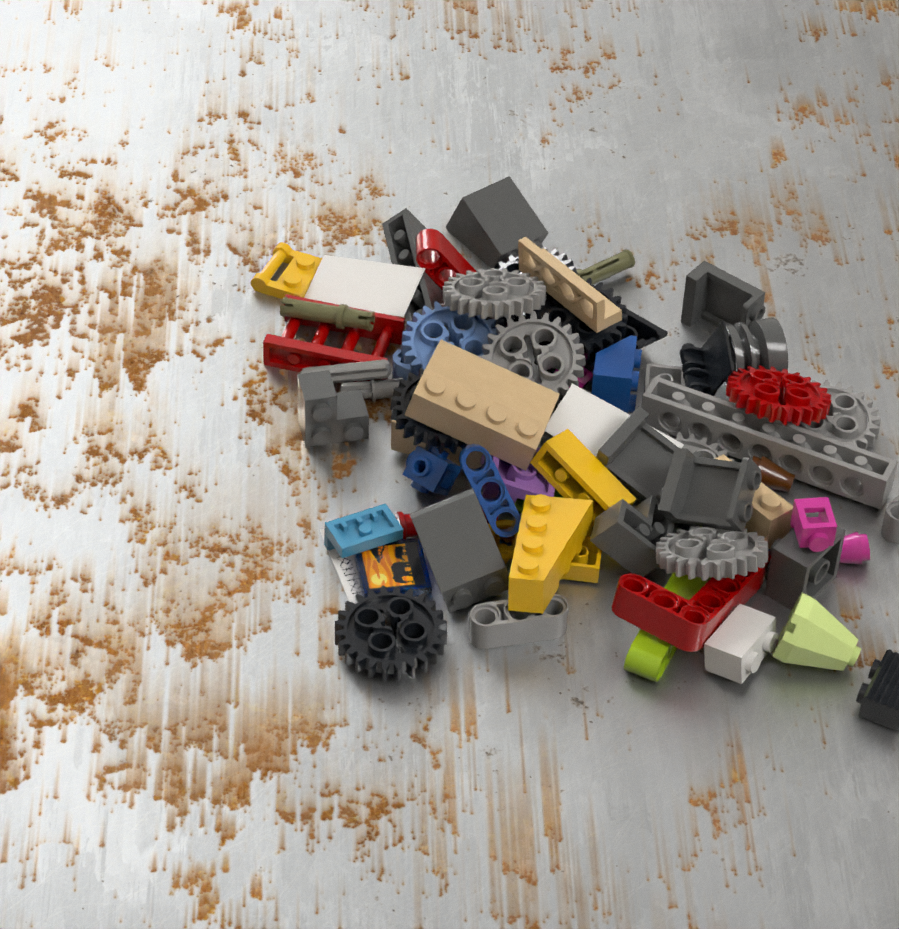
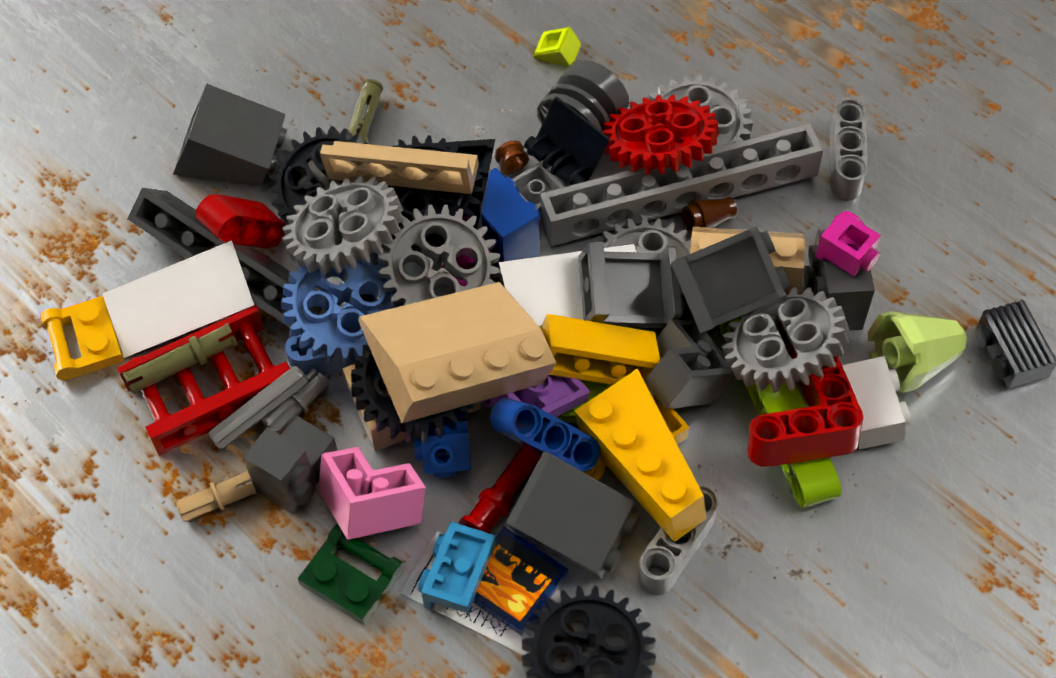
camera: 40 degrees left, 15 degrees up
(269, 403) = (215, 497): none -> tan axle
(291, 499) = (345, 585): none -> dark green plate
(354, 460) = (369, 499): none -> bright pink brick
(667, 350) = (511, 157): none -> dark orange bush
(720, 297) = (511, 71): dark grey panel -> none
(792, 319) = (558, 47): none -> neon yellow slope

